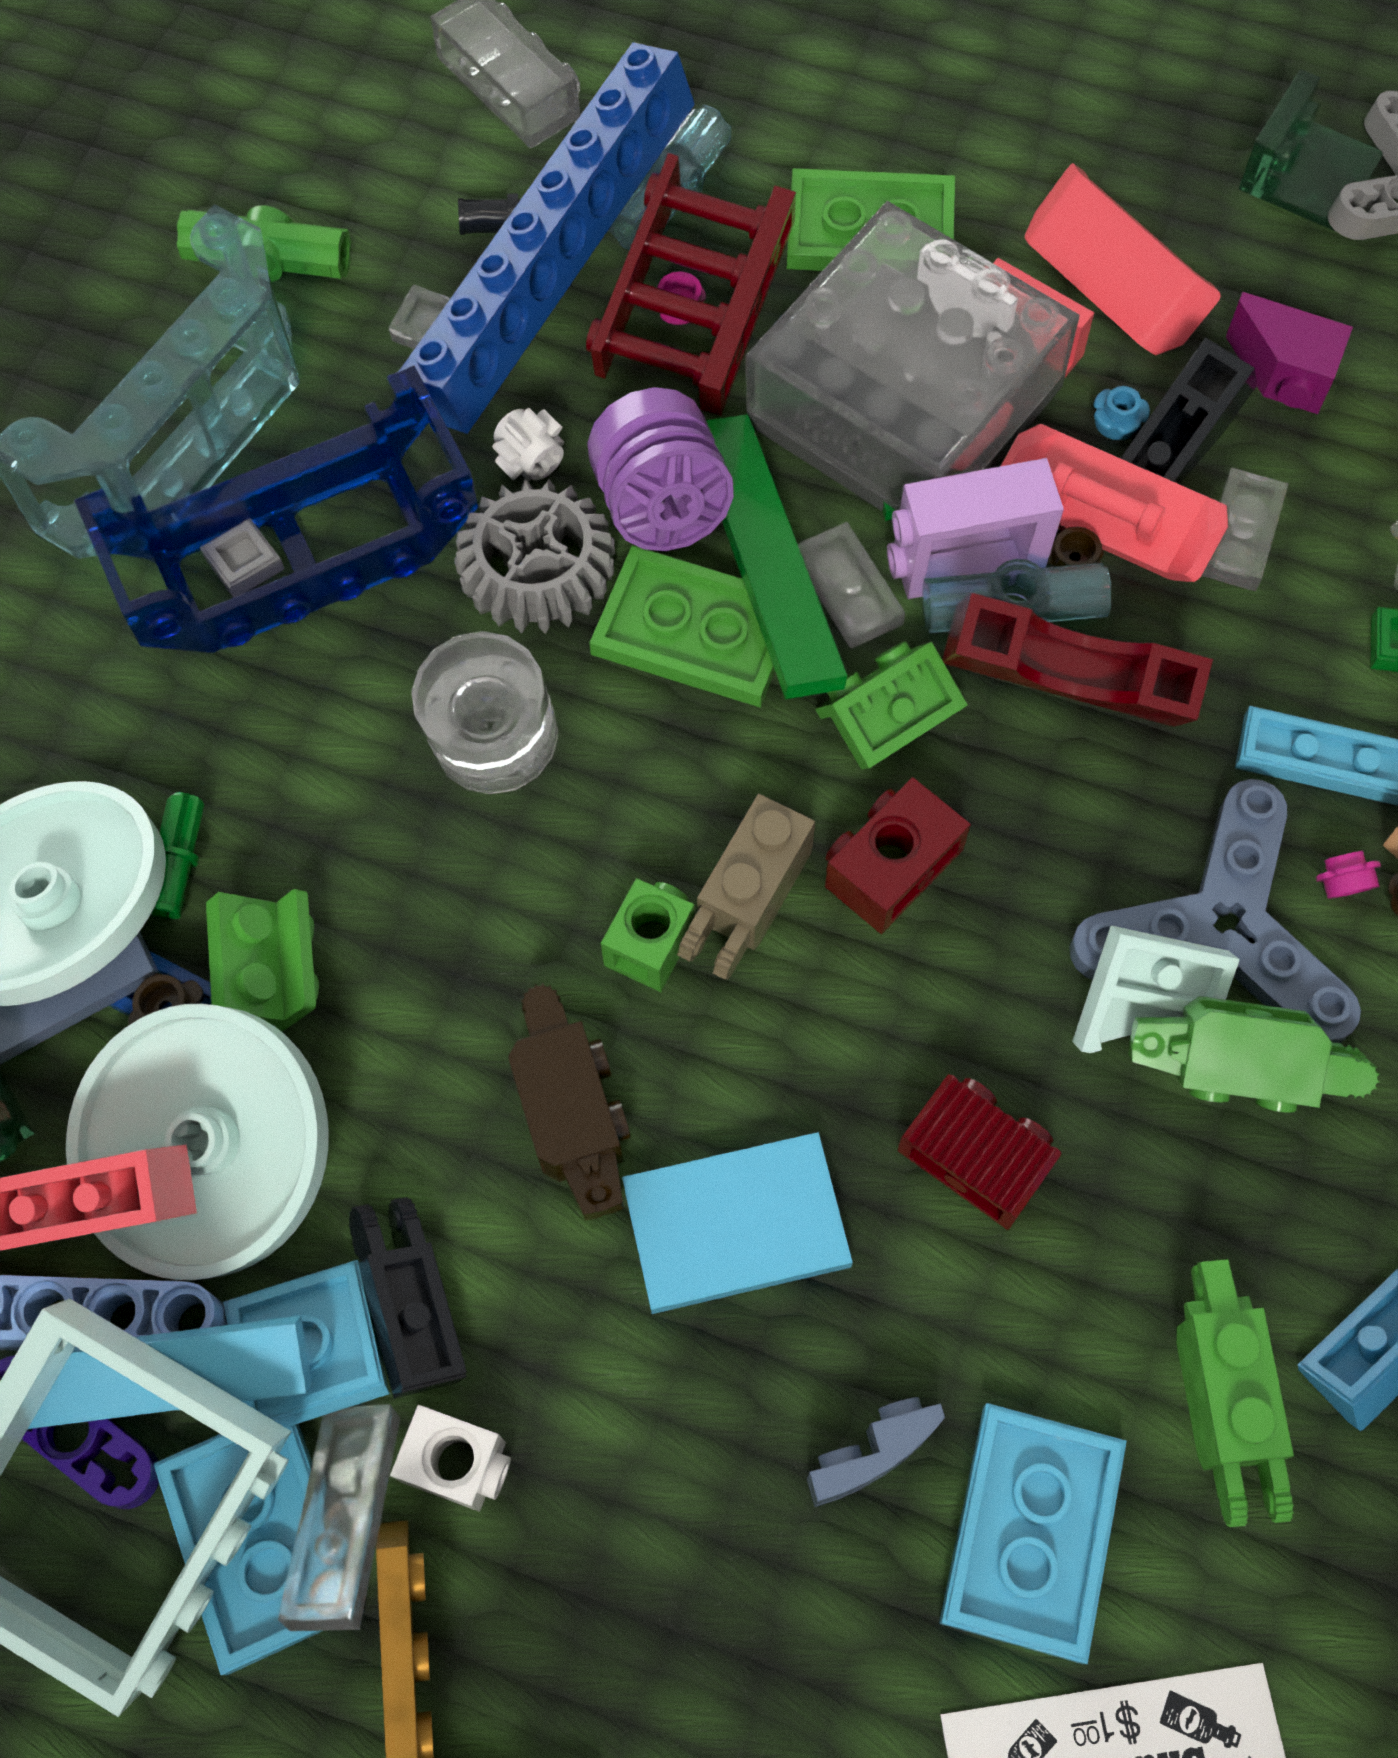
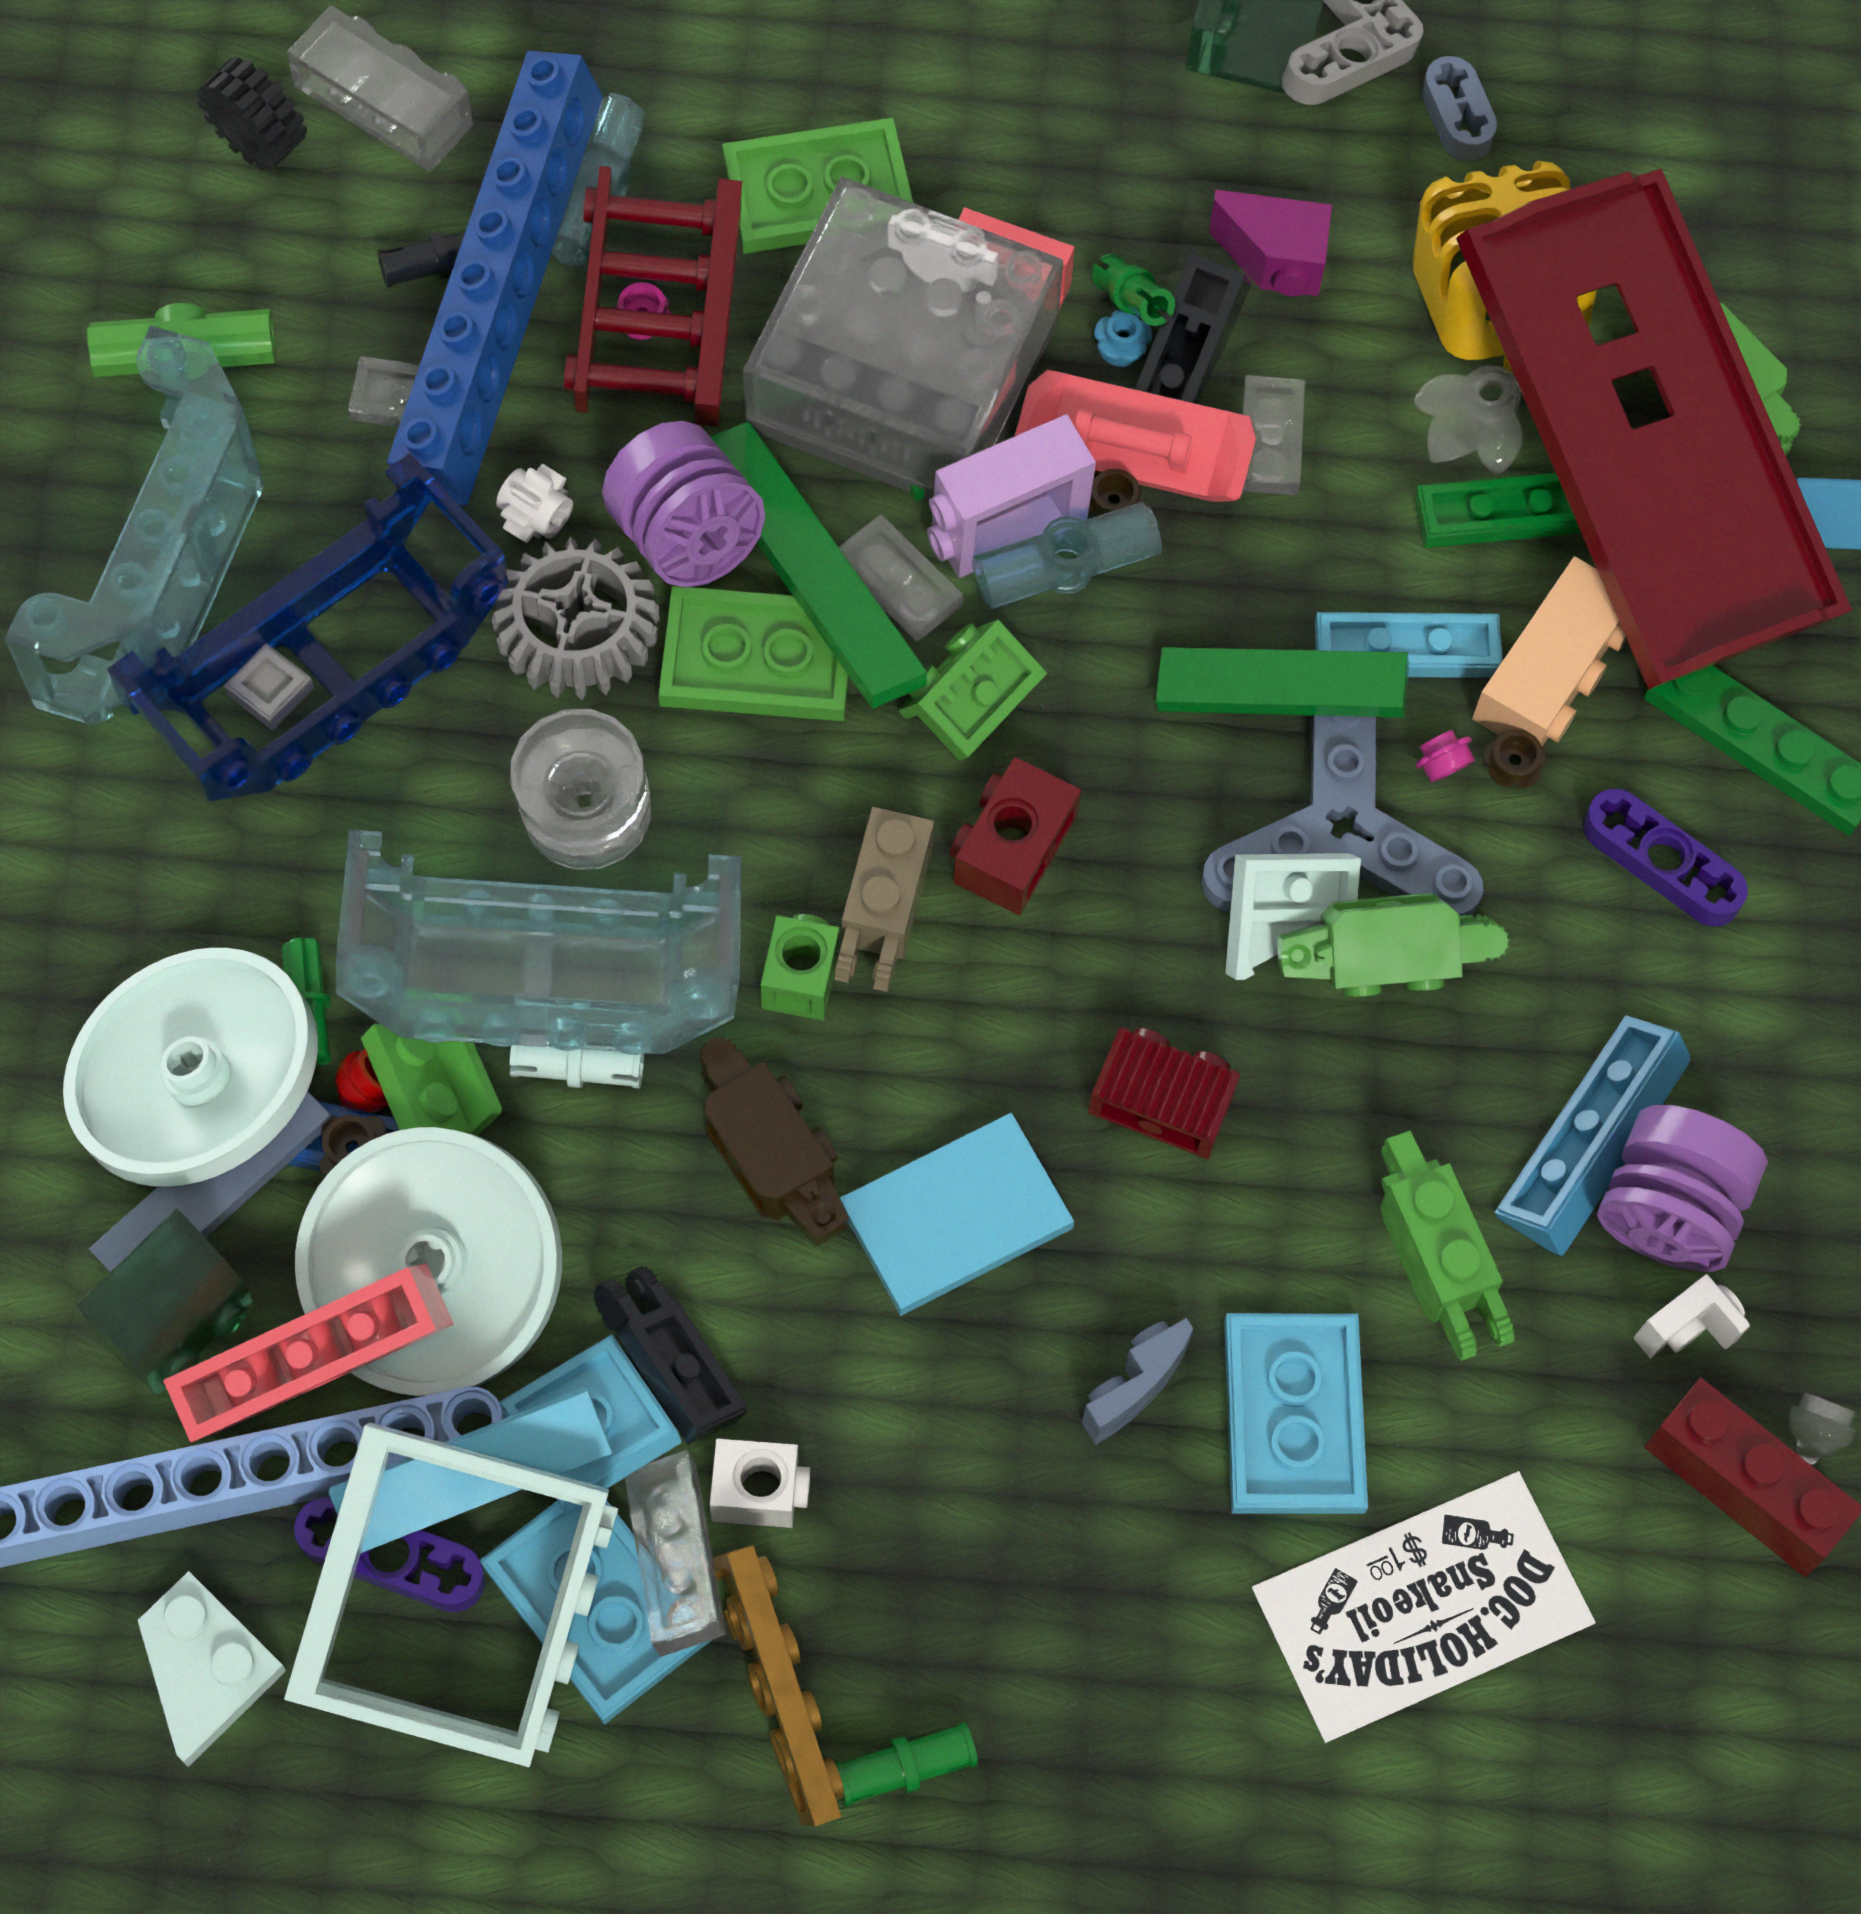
camera: 20 degrees left, 0 degrees up
(190, 945) = (358, 1084): none -> red plate
(381, 862) = (537, 958): none -> clear light blue windscreen
(384, 62) = (251, 113): none -> black tyre
(408, 975) = (577, 1065): none -> light aqua pin
(1111, 674) = (1104, 608): dark red arch -> none
(1119, 264) = (1082, 180): coral piece -> none
(1141, 366) = (1133, 289): none -> green pin
(1202, 765) = (1283, 682): none -> green tile

